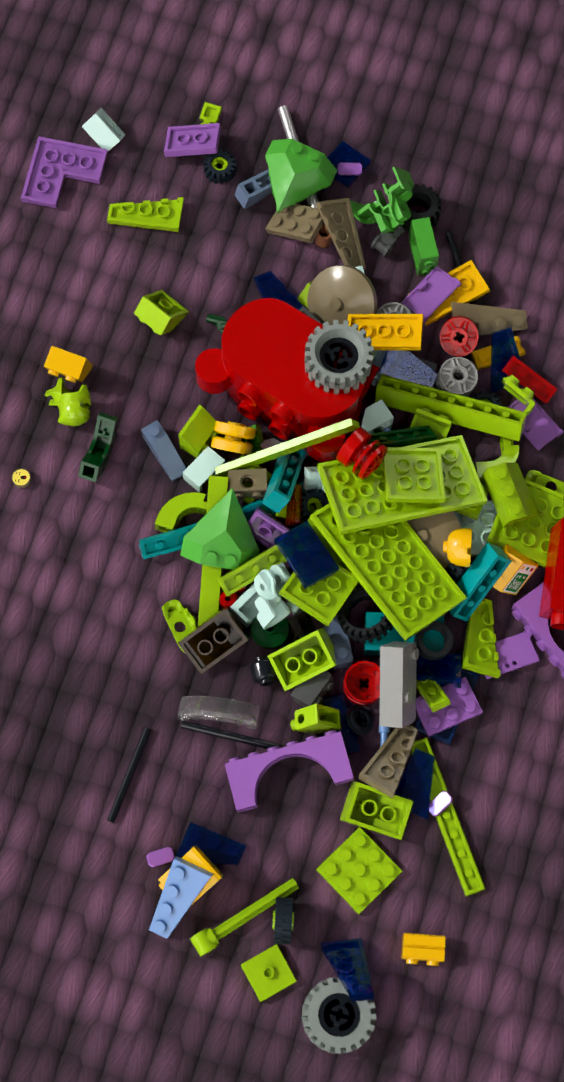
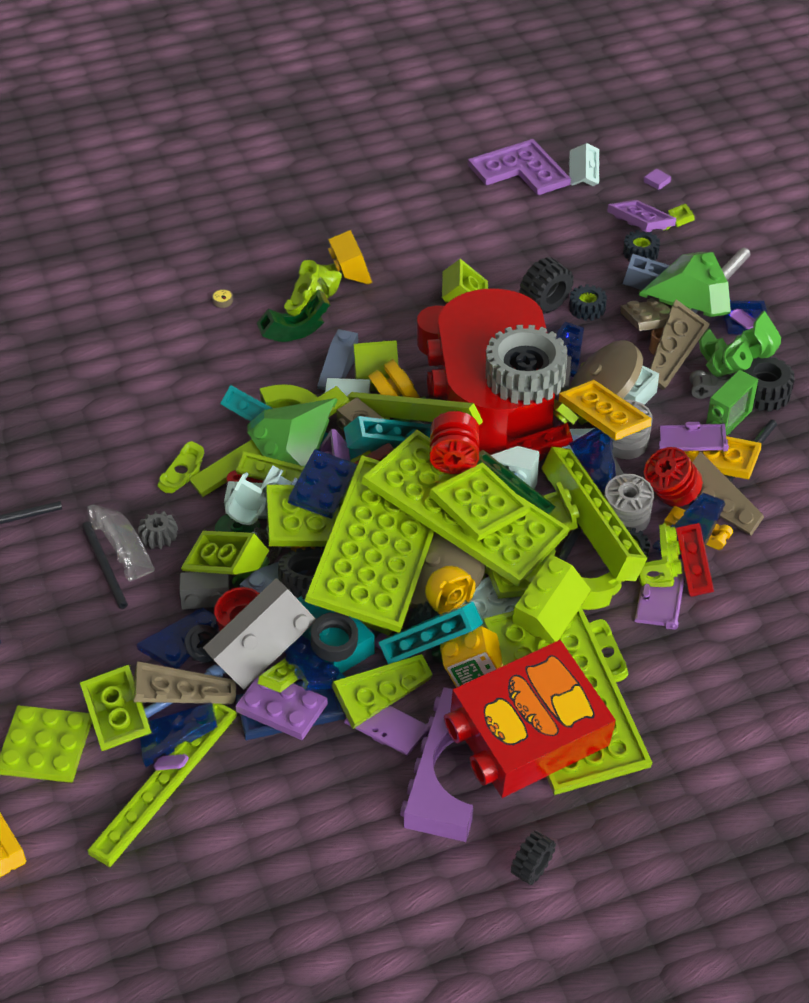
camera: 55 degrees right, 25 degrees down
(74, 409) = (308, 276): none -> lime piece
(152, 215) = (545, 234): lime wing -> none
(155, 93) = (657, 179): none -> medium lavender tile
(214, 639) = (189, 491): dark brown slope -> none
(216, 262) = (547, 284): none -> black tyre
(229, 688) = (157, 530): none -> dark grey gear
(247, 772) = (74, 593): medium lavender arch -> none
(253, 243) = (596, 302): none -> black bush
(263, 671) = (184, 542): black head -> none
(308, 720) = (171, 602): lime torso -> none

